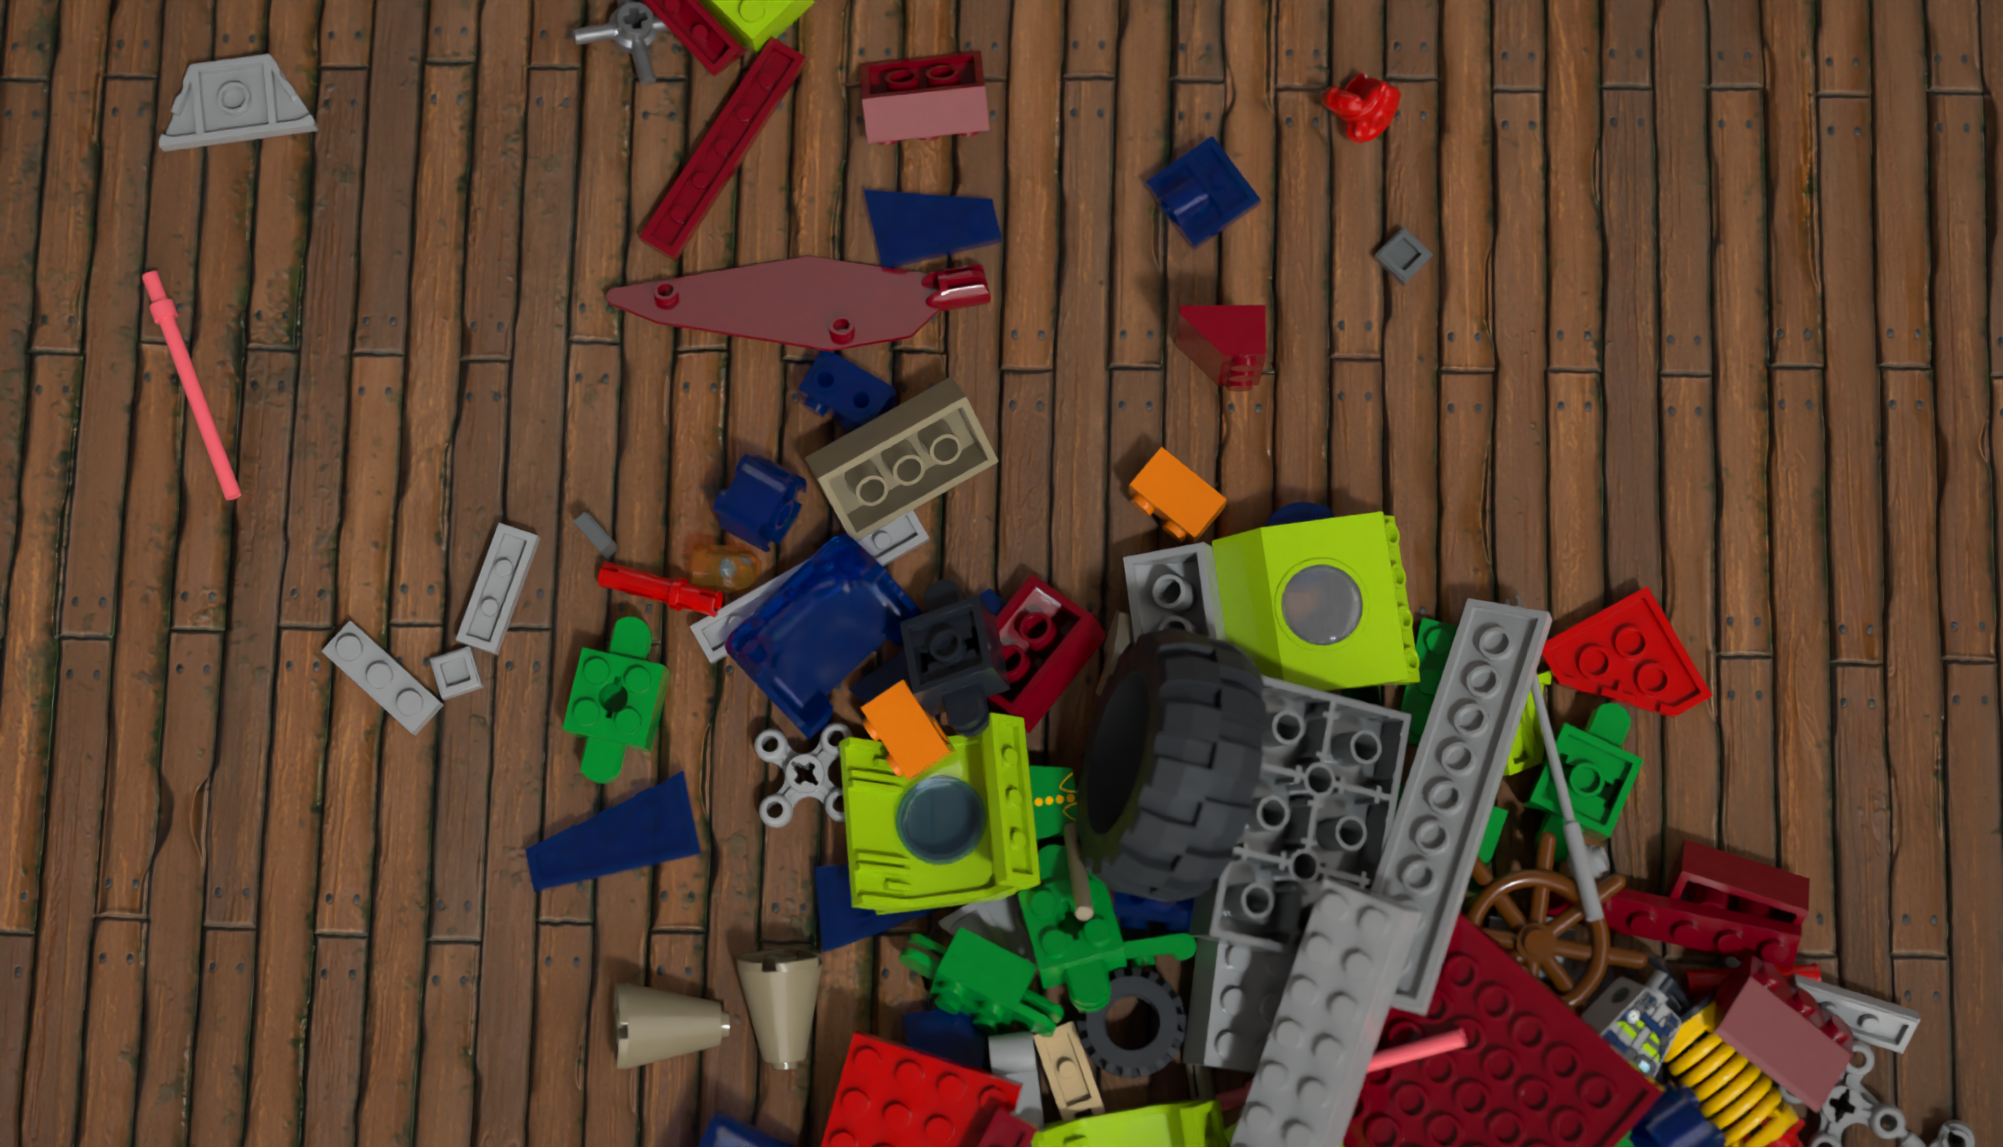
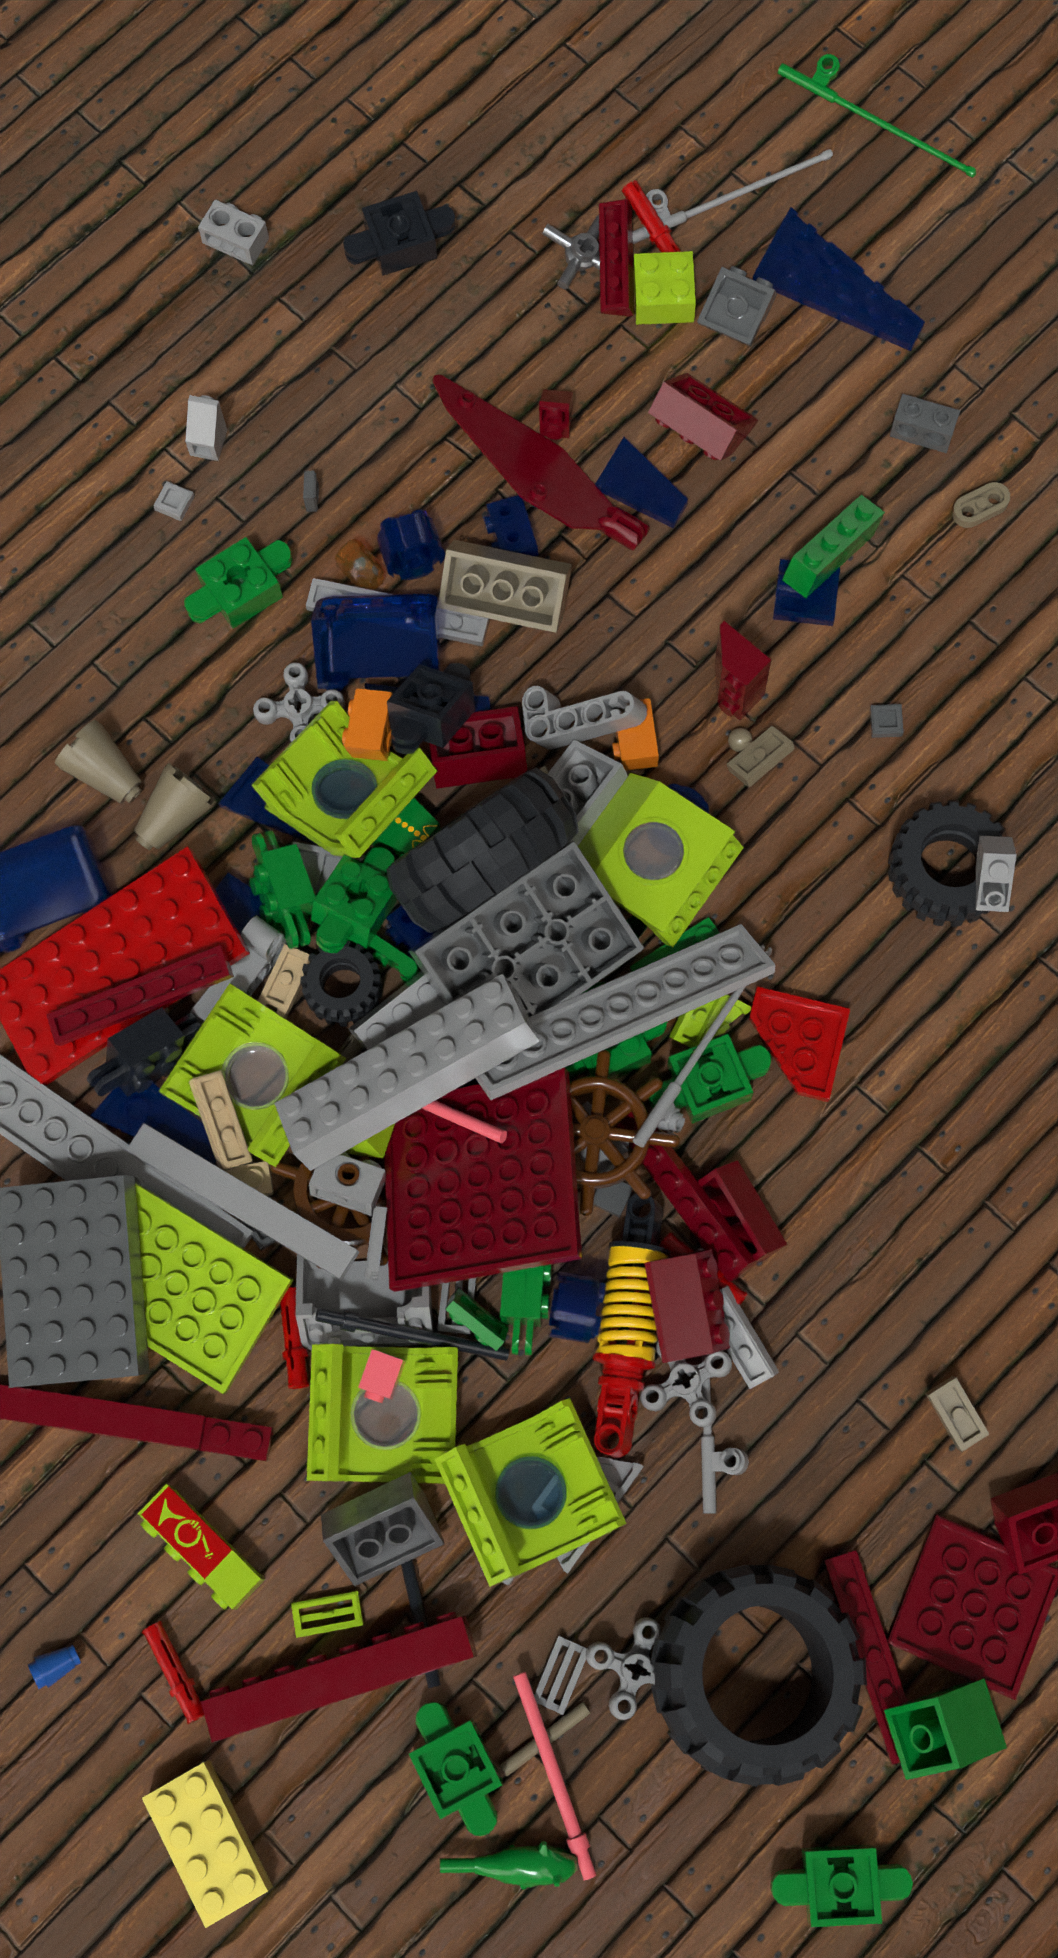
camera: 40 degrees right, 5 degrees down
(165, 314) = (203, 198): coral bar -> none
(235, 103) = (340, 122): light grey wing -> none
(237, 335) = (230, 236): none -> light grey brick
(382, 678) = (134, 471): light grey plate -> none
(406, 169) = (395, 221): none -> black brick
(420, 567) = (205, 427): none -> light grey slope
(498, 588) = (235, 476): light grey plate -> none
(634, 835) = (178, 658): clear blue wing -> none
(675, 592) = (321, 553): red pin -> none
(723, 149) = (570, 354): dark red plate -> none
(773, 226) = (555, 413): none -> dark red slope
(1078, 874) = (379, 873): dark tan bar -> none
(1115, 524) = (619, 710): none -> light grey beam
(1194, 123) = (833, 546): none -> green brick
(1315, 406) = (757, 756): none -> dark tan plate
(1363, 105) = (939, 622): red hair -> none
(1637, 1019) = (607, 1220): torso -> none
(1638, 307) = (907, 871): none -> black tyre
(1675, 326) = (994, 873): none -> light grey slope

